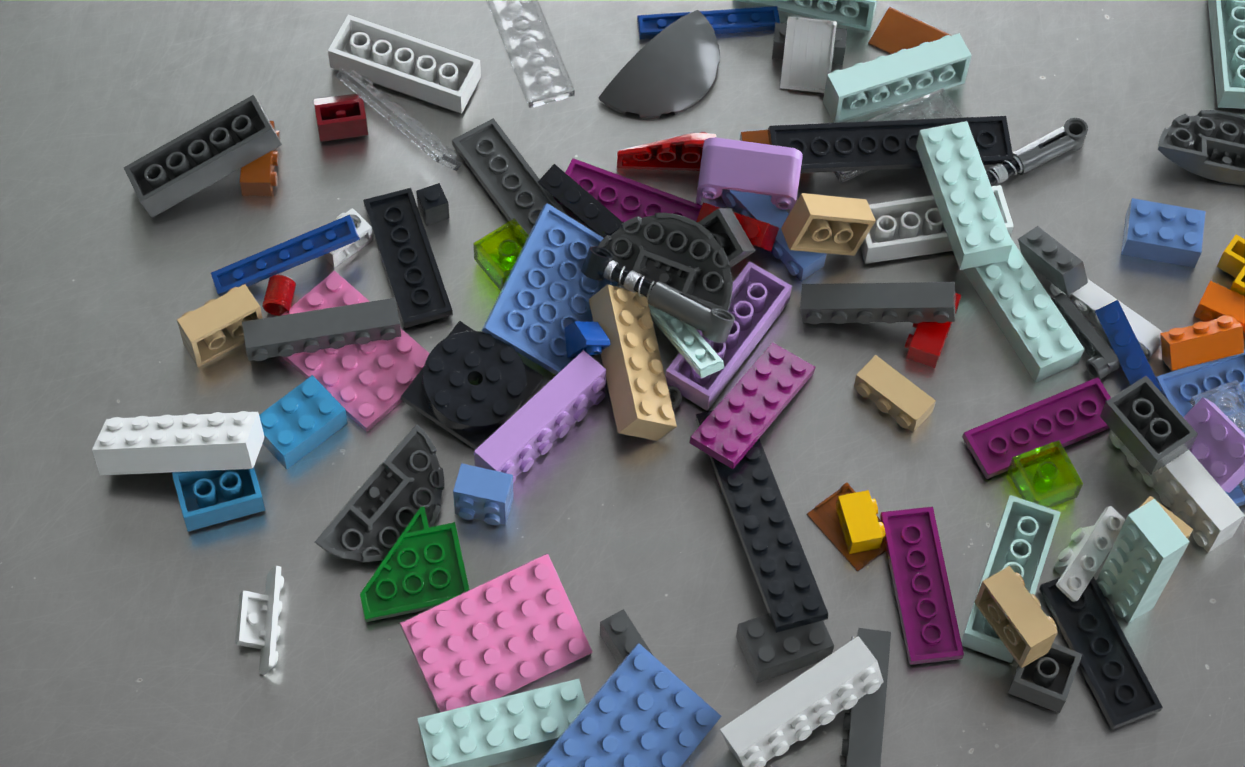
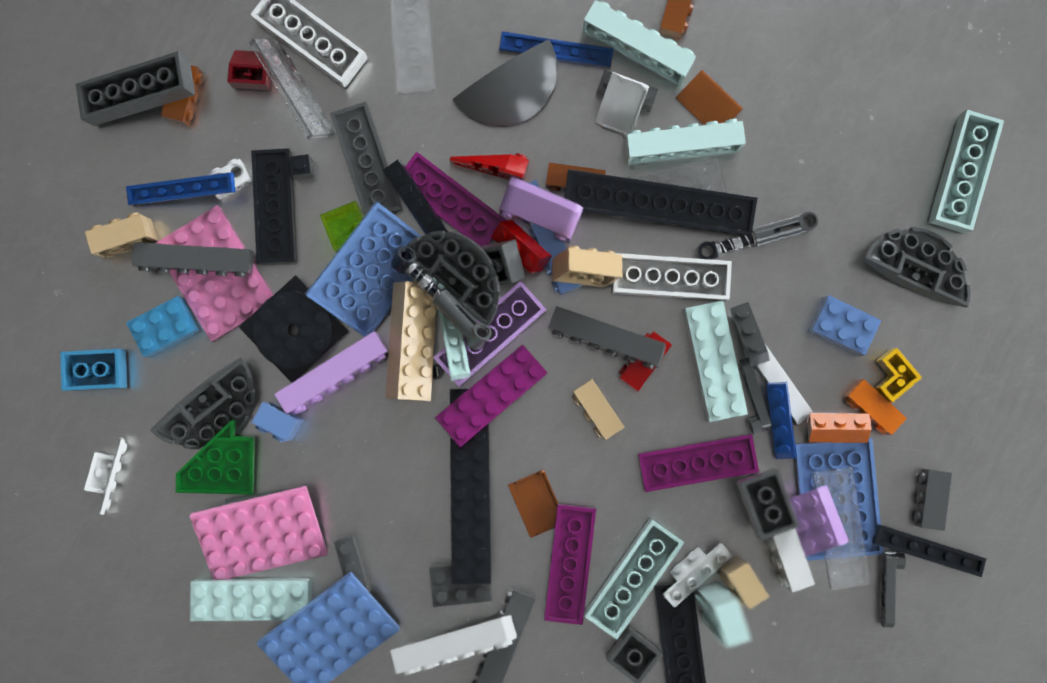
camera: 20 degrees right, 25 degrees up
(179, 443) = (69, 331): white brick -> none
(279, 295) = (171, 217): red piece -> none
(586, 337) = (381, 317): blue slope -> none
(859, 521) = (540, 506): yellow brick -> none
(963, 195) = (698, 267): light aqua brick -> none
(1016, 616) = (622, 625): tan brick -> none
(1045, 475) = (685, 506): clear neon green brick -> none

